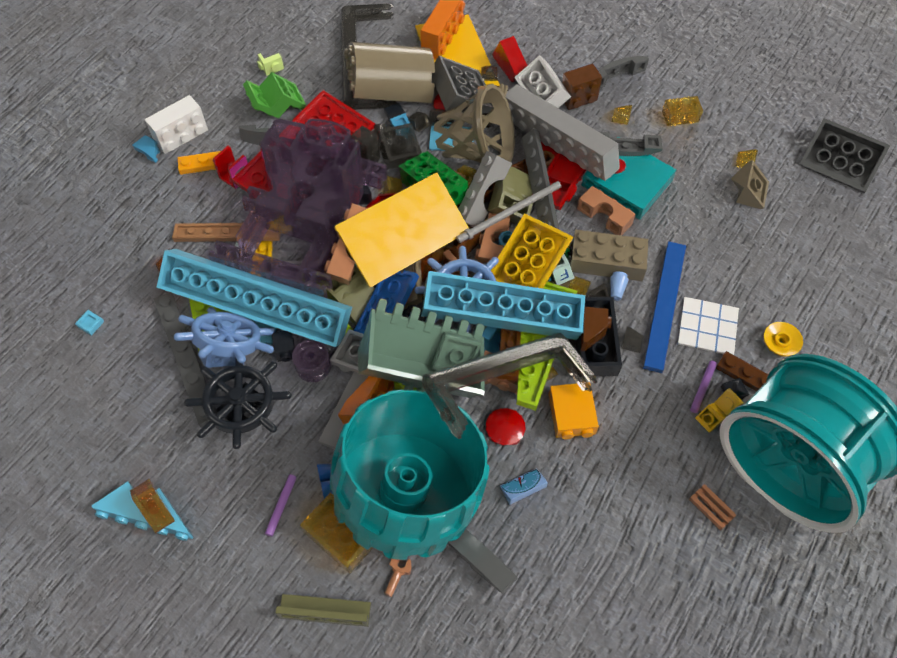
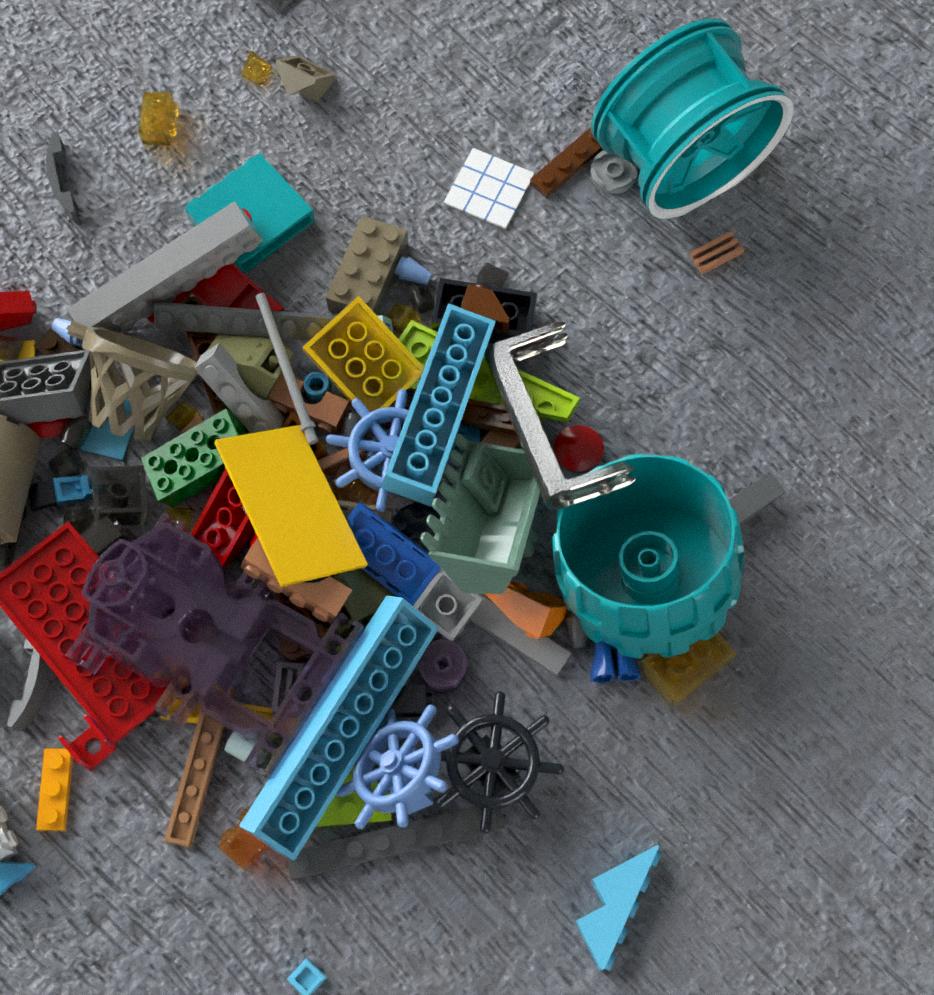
camera: 75 degrees left, 10 degrees up
(152, 505) = (620, 884): clear orange slope -> none
(280, 505) = (633, 733): medium lavender bar -> none
(324, 610) = (772, 695): olive fence -> none
(397, 573) = (746, 611): nougat bar -> none
(523, 486) = (657, 438): slope -> none
(543, 82) = (65, 279): white brick -> none
(572, 411) = (578, 366): light orange brick -> none
(582, 85) = (83, 231): reddish brown brick -> none
(595, 202) = (310, 242): nougat arch -> none
(622, 114) = (138, 193): clear yellow slope -> none
(637, 147) = (211, 191): dark grey slope -> none
(664, 307) = (451, 227): blue tile -> none
(703, 387) = (569, 217): medium lavender bar -> none
(716, 412) = (604, 211): yellow slope -> none
(737, 387) = (581, 186): black tile -> none
(784, 332) = (529, 106): yellow dish -> none

